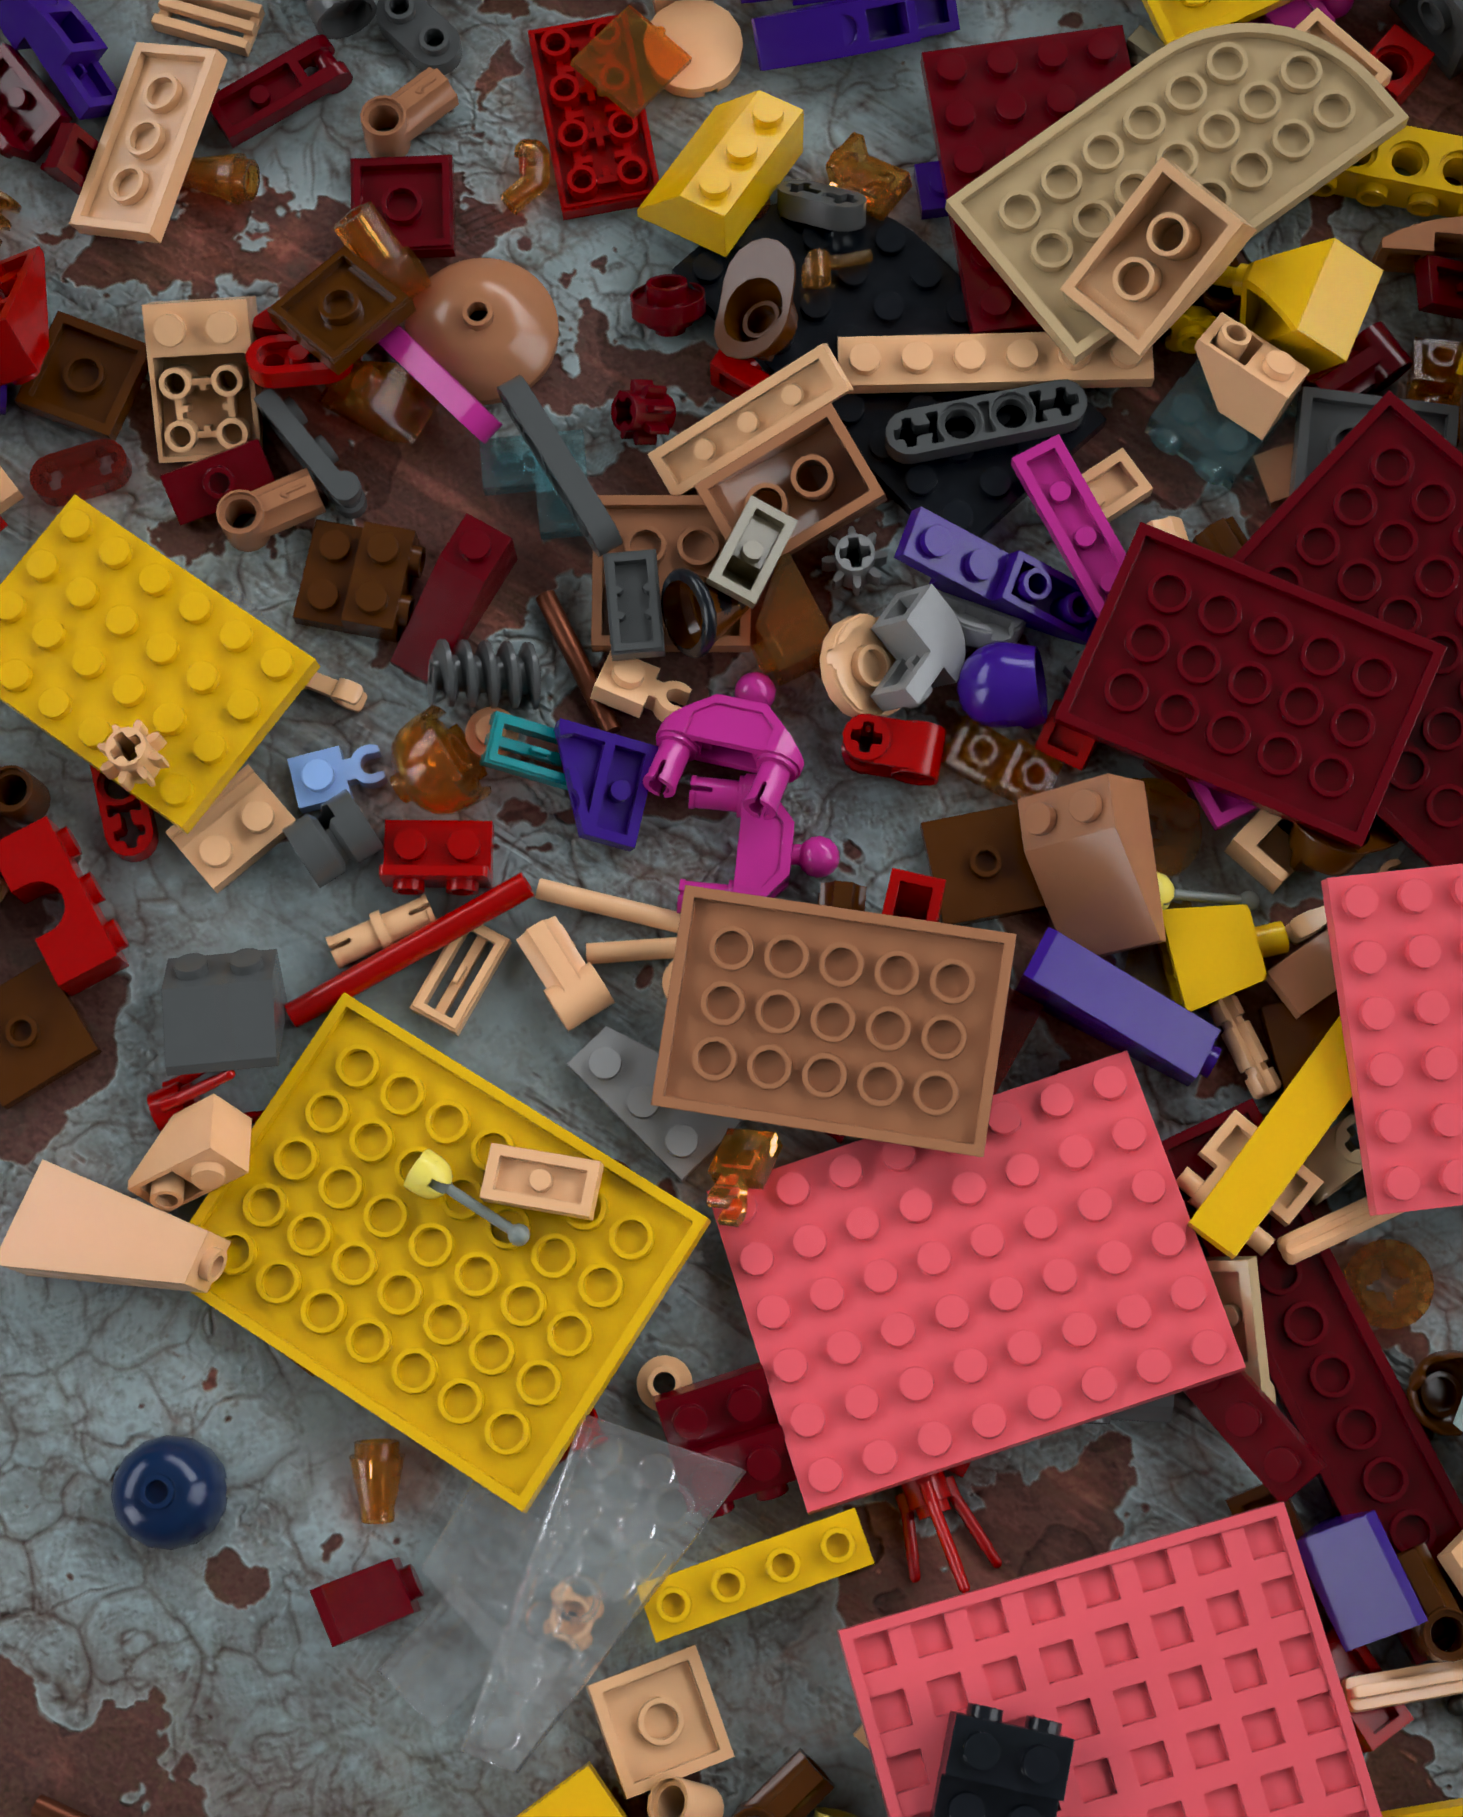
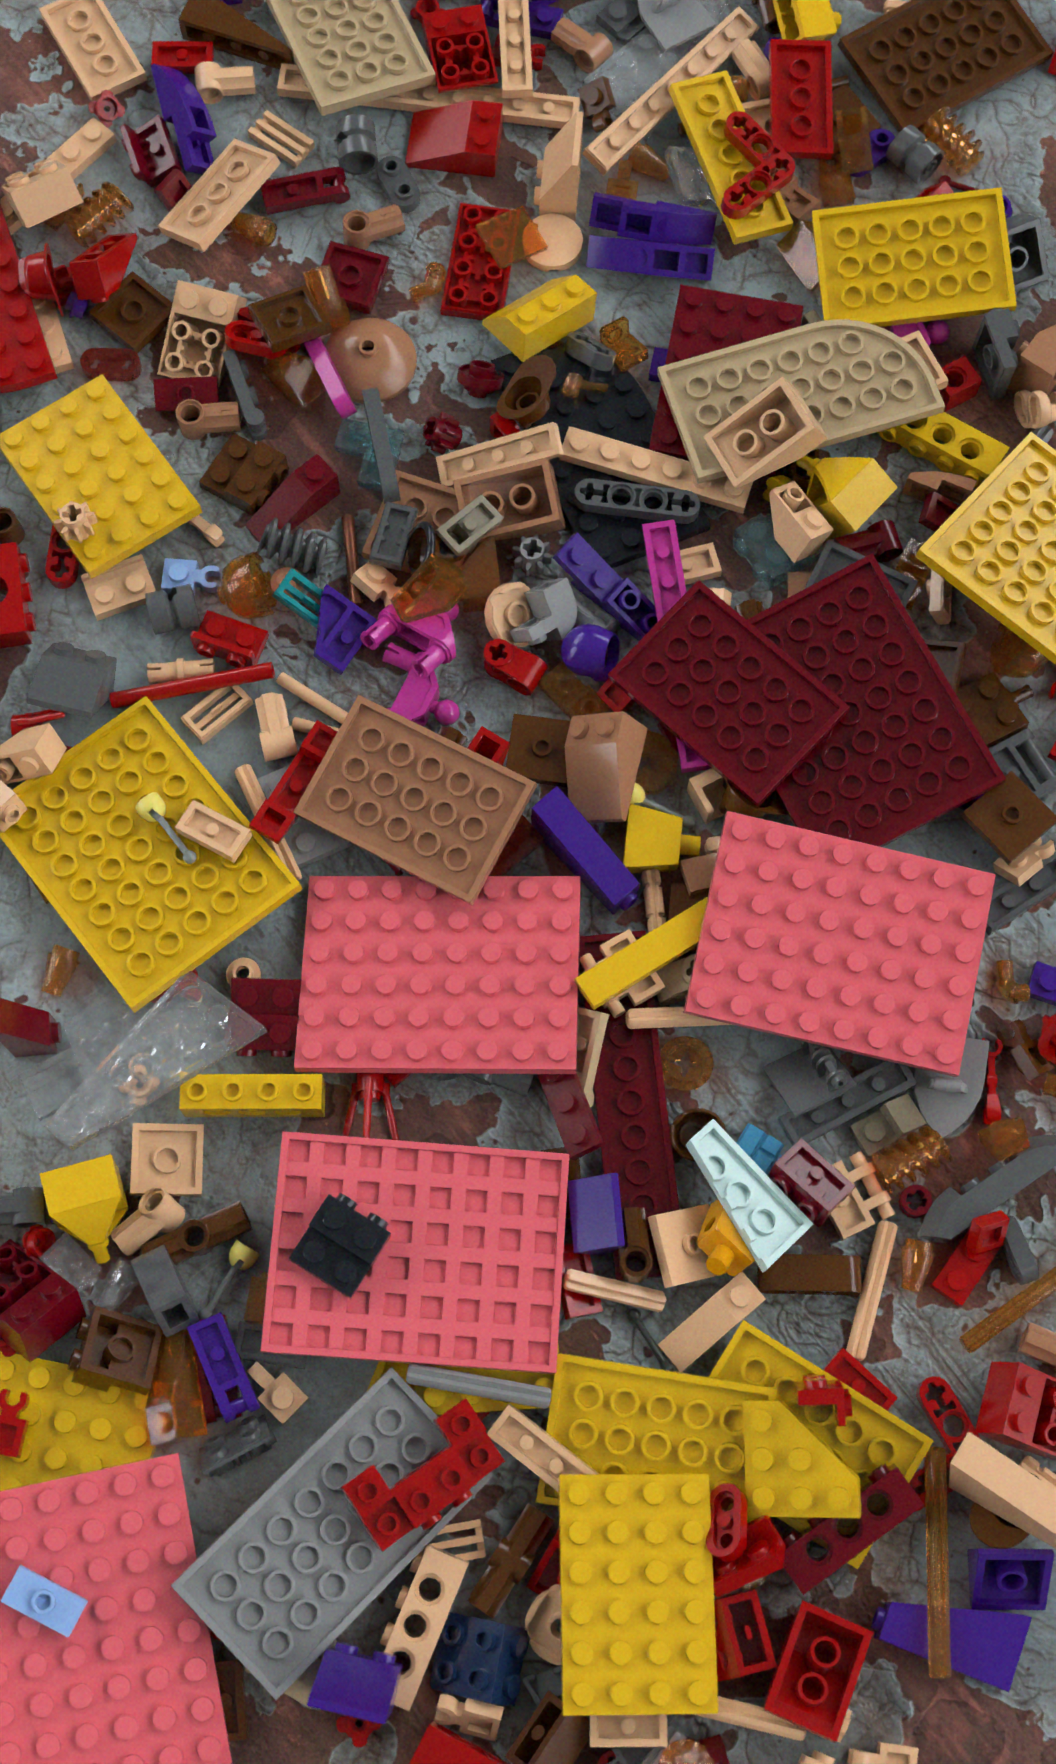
camera: 15 degrees right, 5 degrees down
(604, 1122) = (255, 799): none -> light nougat axle
(626, 1113) = (276, 812): none -> red slope
(728, 676) = (430, 590): none -> clear orange slope
(740, 1164) = (333, 864): clear orange plate -> none

